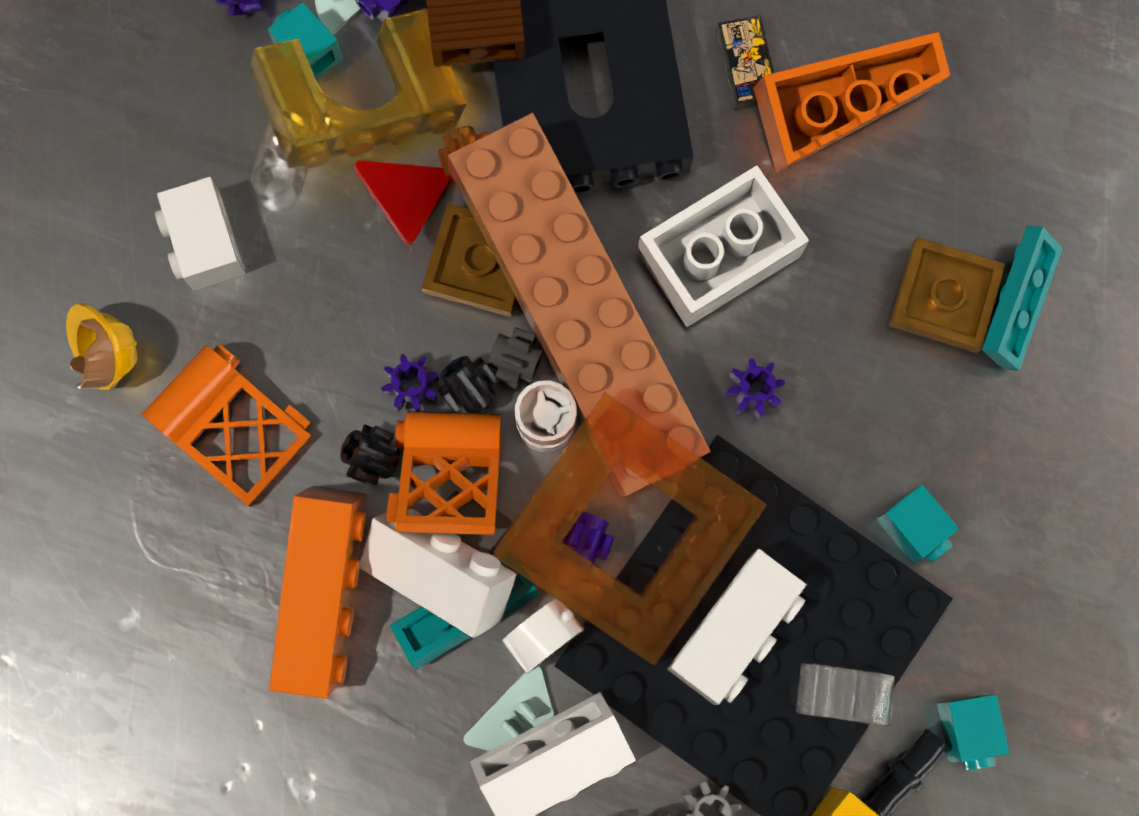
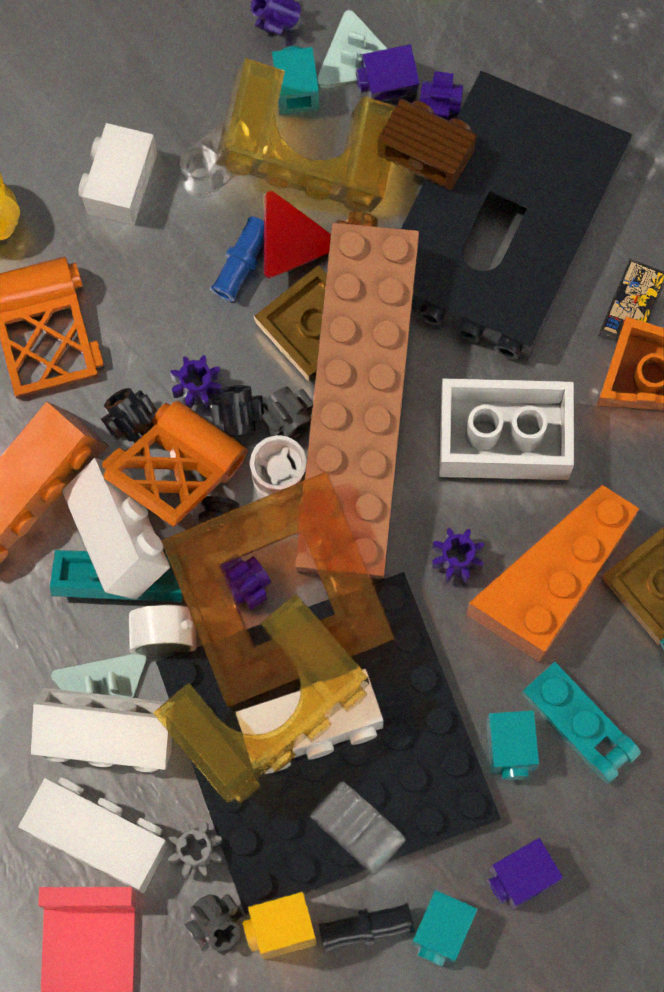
camera: 40 degrees right, 5 degrees down
(370, 243) = (240, 260): none -> blue pin
(515, 489) = (215, 507): none -> black bush
(707, 714) = (237, 759): none -> clear yellow arch
(854, 352) = (549, 580): none -> orange wedge
(957, 465) = (580, 722): none -> teal plate
(1008, 634) = (524, 874): none -> dark purple brick

